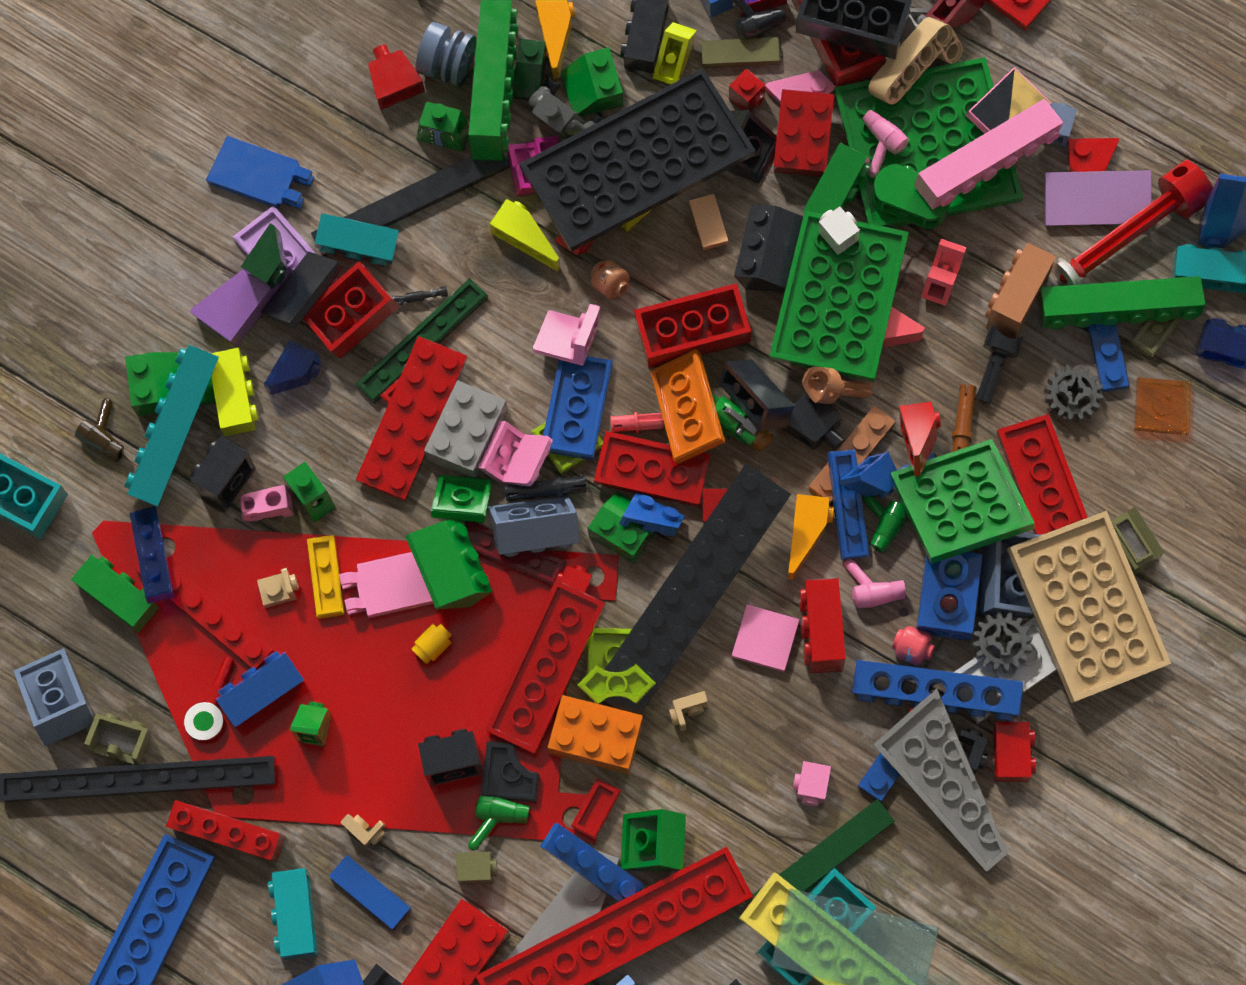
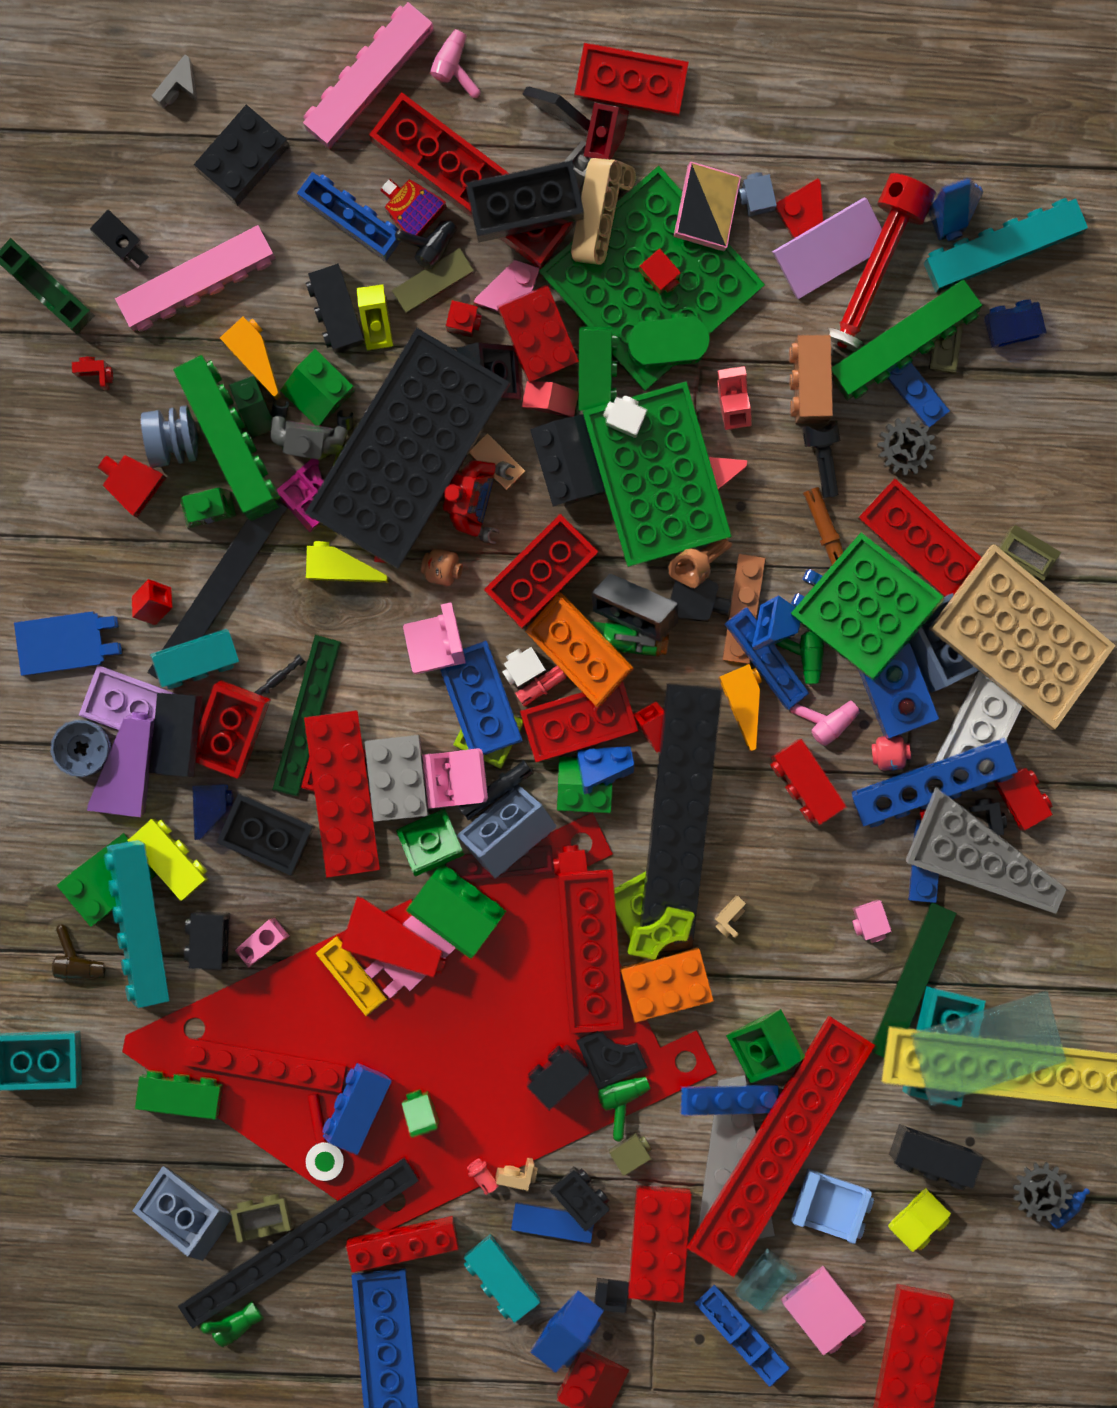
camera: 35 degrees left, 15 degrees up
(34, 821) = (233, 1326): none -> green piece
(151, 554) = (190, 1046): clear blue tile -> none
(207, 249) = (66, 742): none -> sand blue wheel
(267, 258) = (131, 729): dark green slope -> none
(278, 588) = (317, 1010): tan bracket -> none
(307, 490) = (292, 911): green torso -> none
(326, 414) = (265, 834): none -> black brick
(332, 813) = (482, 1176): none -> coral pin
(350, 179) = (151, 602): none -> red panel
(374, 558) = (387, 940): none -> red slope
(406, 881) = (580, 1198): none -> black bracket
(432, 643) = (479, 983): yellow brick -> none
(595, 808) = (701, 1045): red tile -> none
(630, 397) = (522, 667): none -> white brick
(667, 231) = (469, 495): none -> red torso
(765, 638) = (760, 816): bright pink tile -> none
(783, 192) = (550, 398): none -> coral slope
(889, 139) = (615, 294): bright pink piece -> none
(919, 432) = (792, 557): slope -> none
(937, 137) = (660, 272): none -> red brick
(988, 154) = (718, 267): bright pink brick -> none
(990, 643) = (959, 700): dark grey gear -> none
(1162, 406) = (987, 412): clear orange tile -> none

